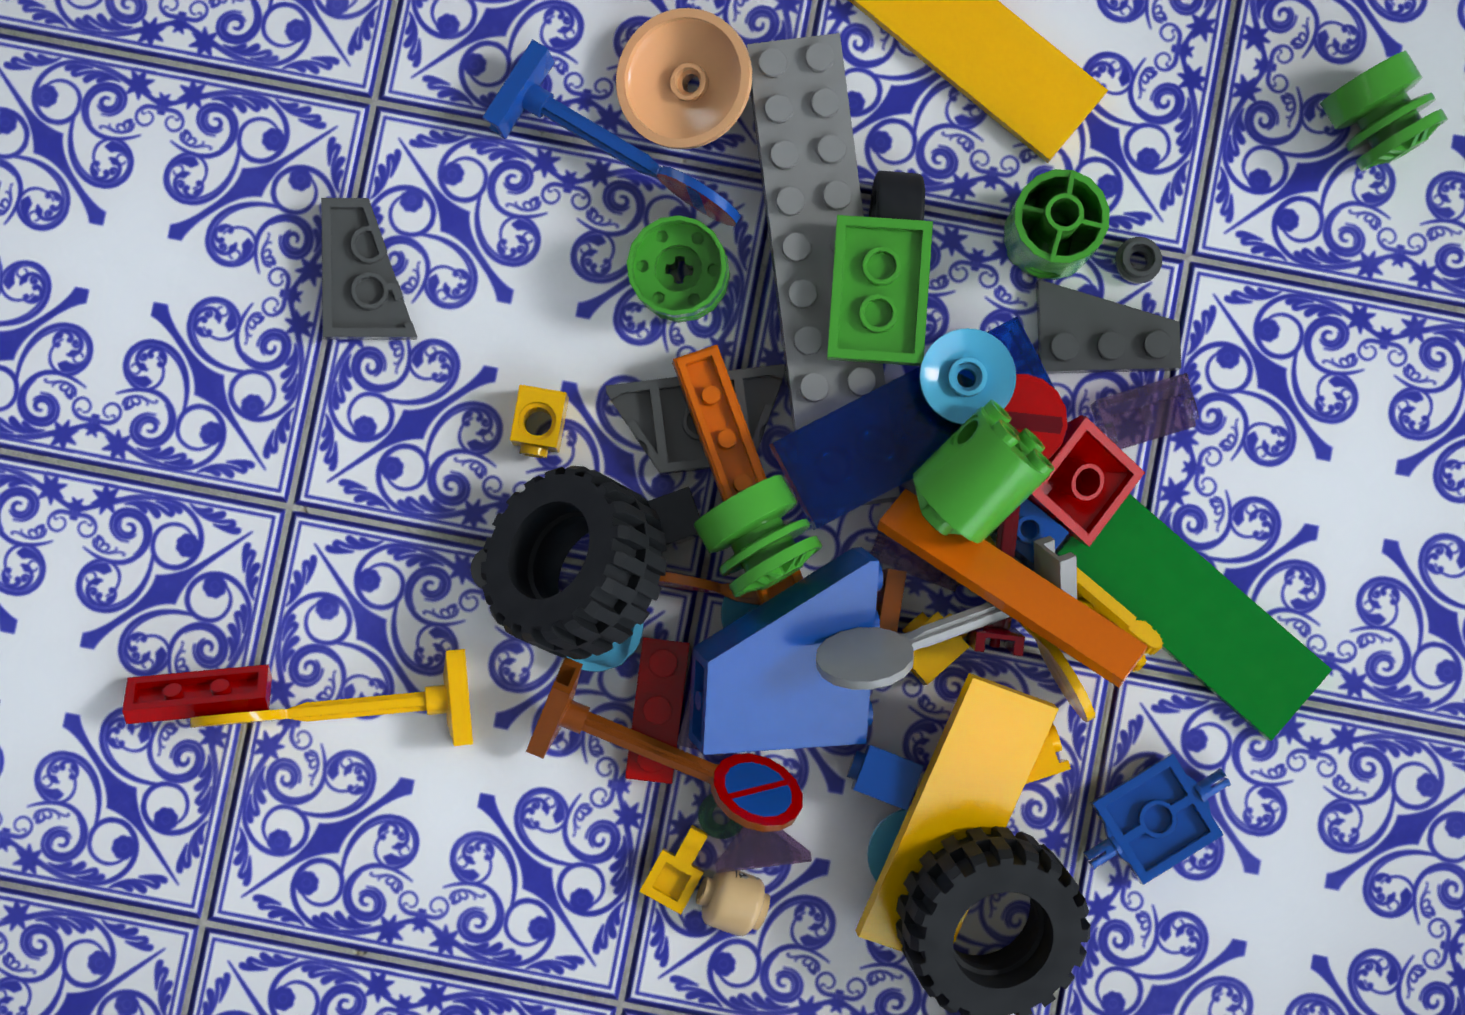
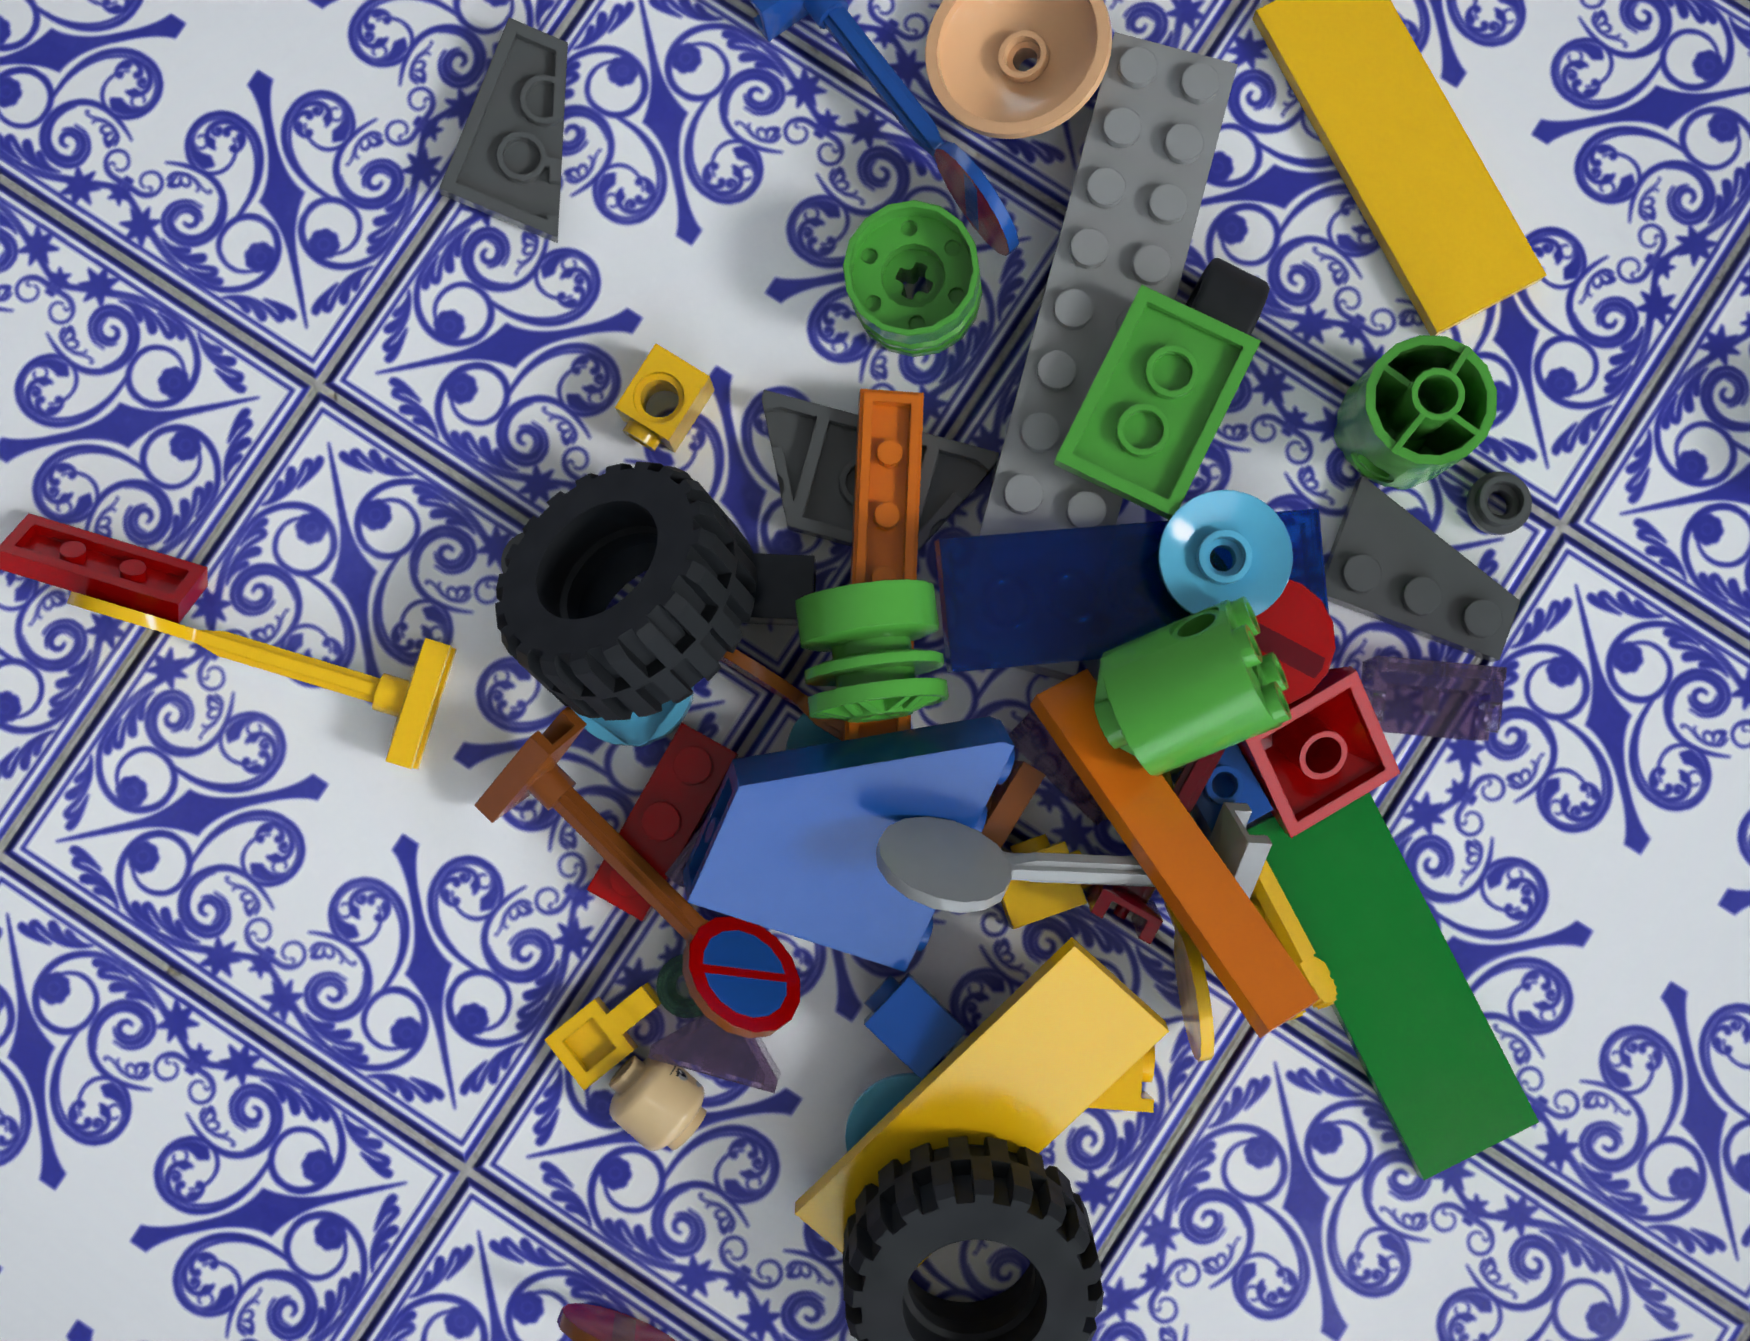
camera: 30 degrees right, 0 degrees up
(1157, 818) = (1237, 1219): blue plate -> none

